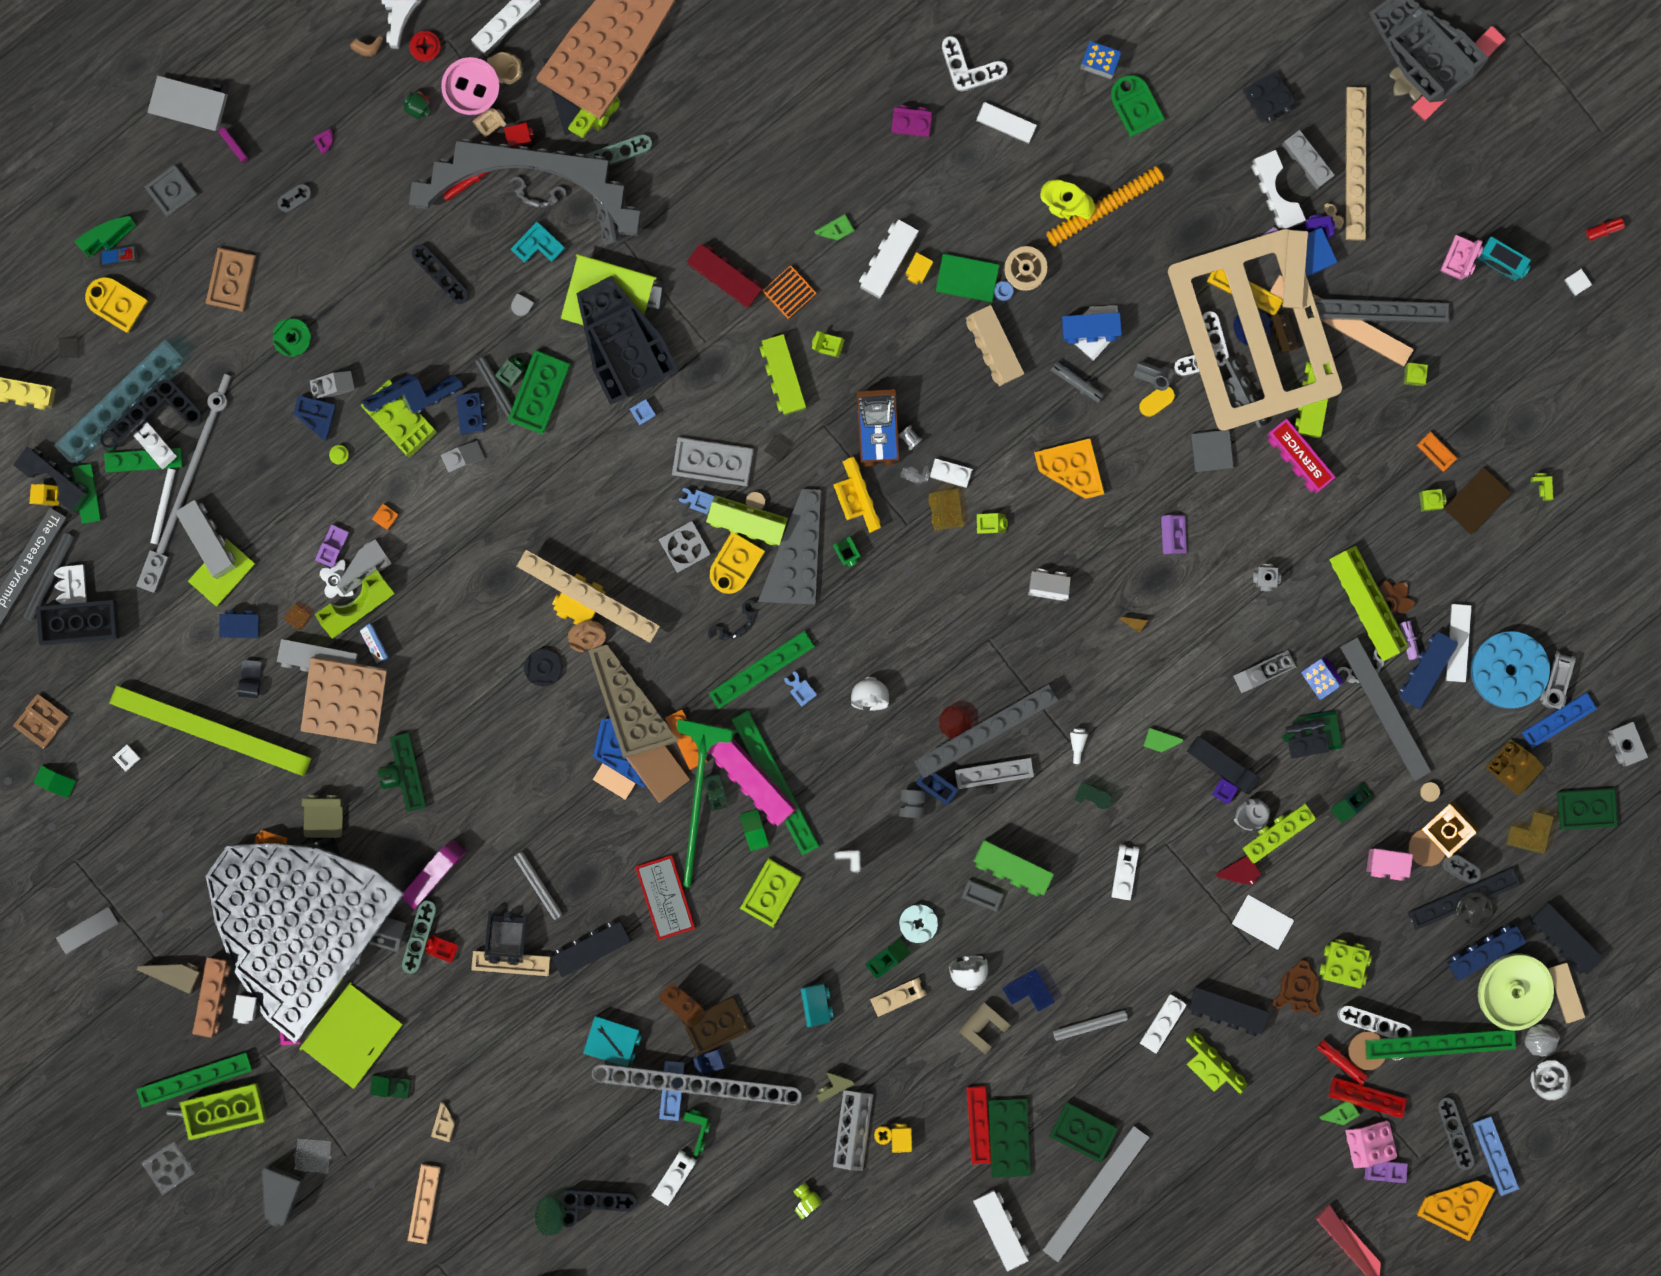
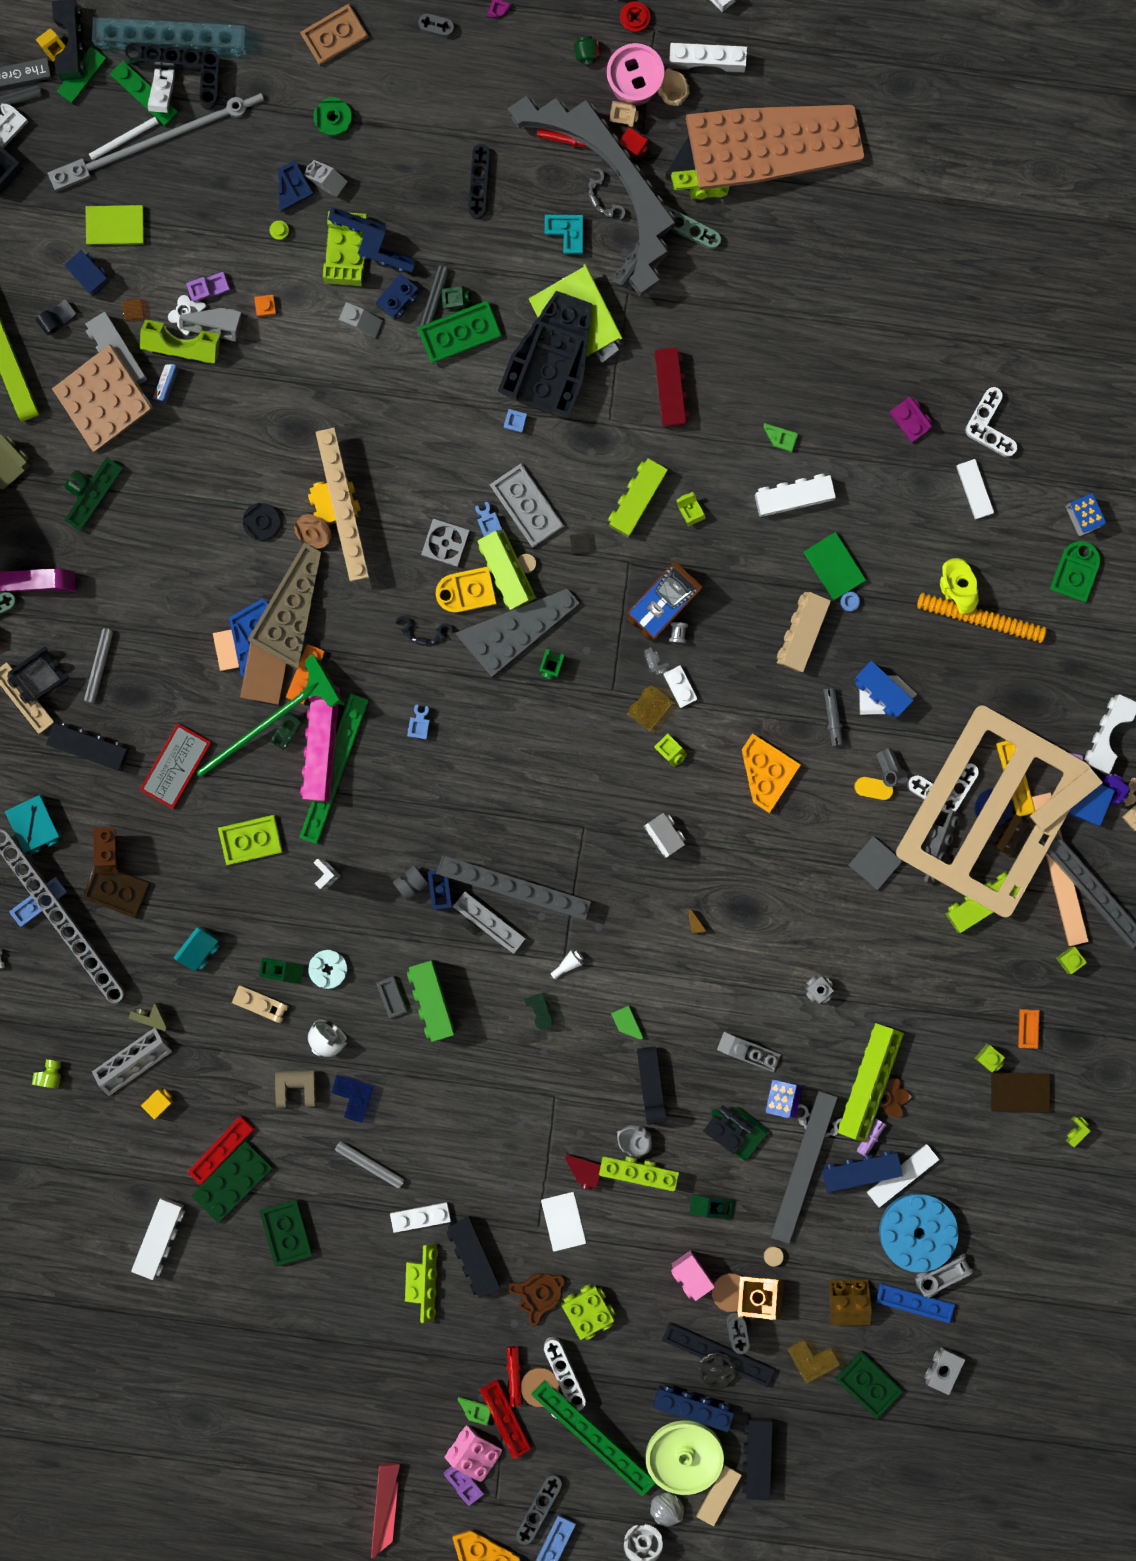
camera: 45 degrees right, 0 degrees up
(205, 539) = (127, 190): light grey brick -> none
(521, 306) = (510, 261): light grey tile -> none
(695, 1117) = (34, 937): green bracket -> none
(709, 1062) = (84, 910): dark blue bracket -> none
(754, 830) = (284, 785): green slope -> none
(761, 669) = (407, 682): green tile -> none
(789, 292) = (702, 446): tile -> none
(854, 496) = (597, 632): yellow bracket -> none
(870, 694) = (463, 778): white cylinder -> none
(883, 1140) = (144, 1092): yellow bush -> none
(918, 269) = (808, 524): yellow brick -> none
(954, 721) = (500, 858): clear red hair -> none
(1028, 257) = (892, 599): tan wheel -> none
(1095, 1194) = (249, 1283): light grey tile -> none
(1125, 873) = (505, 1086): white plate -> none
(1174, 534) = (787, 891): medium lavender slope -> none
(1224, 791) = (633, 1104): dark purple plate -> none
(1301, 456) = (932, 931): brick -> none

